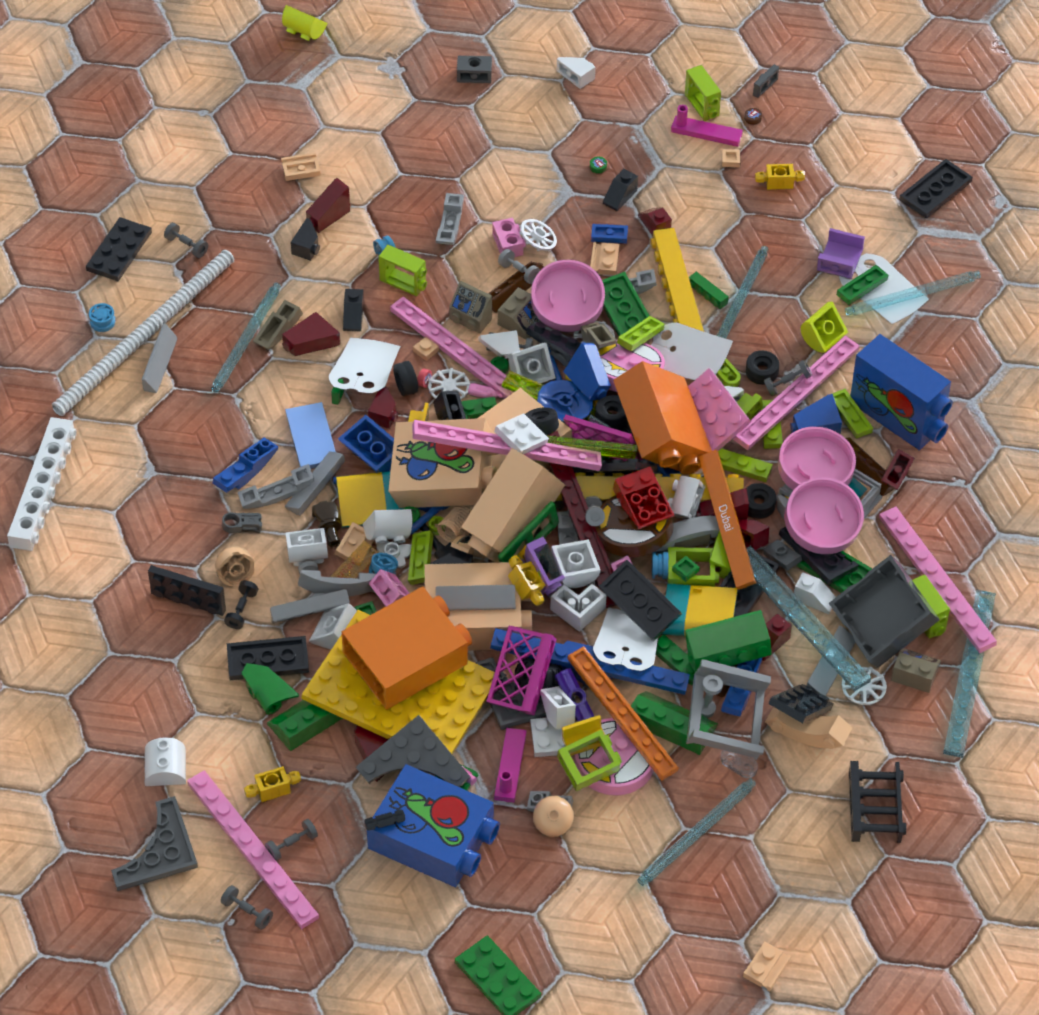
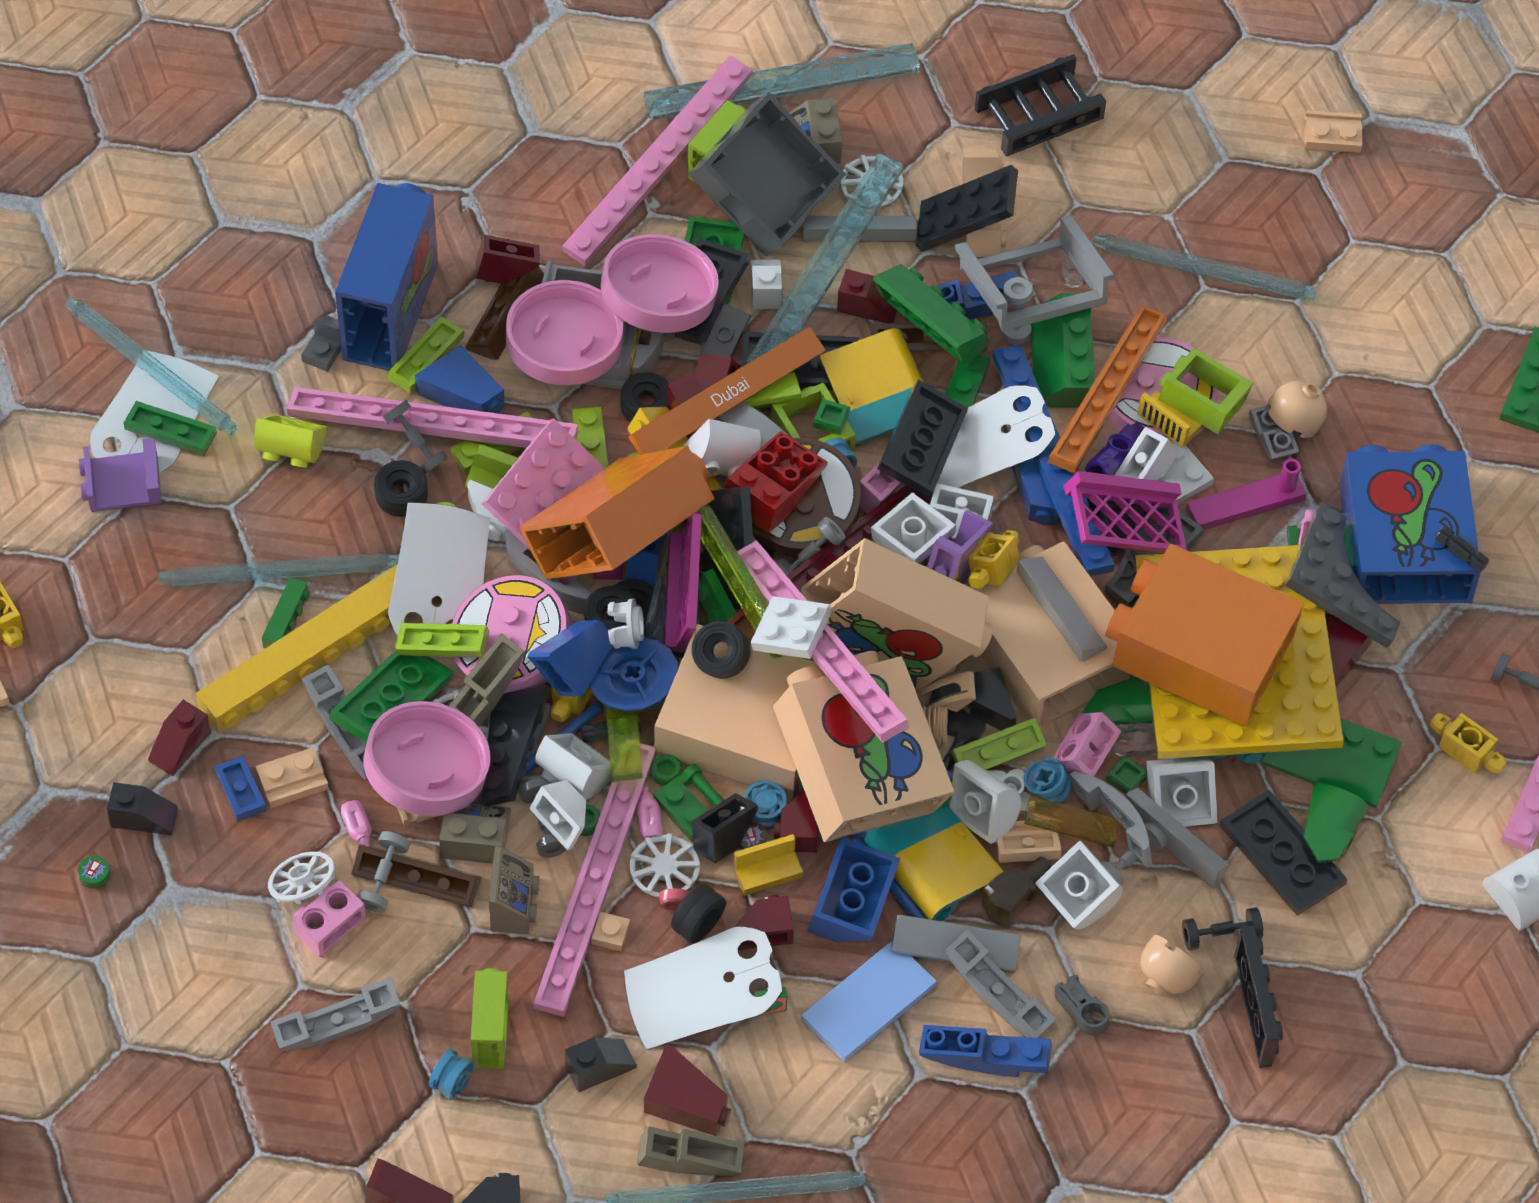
camera: 120 degrees left, 5 degrees up
(591, 398) = (634, 630): none -> white piece

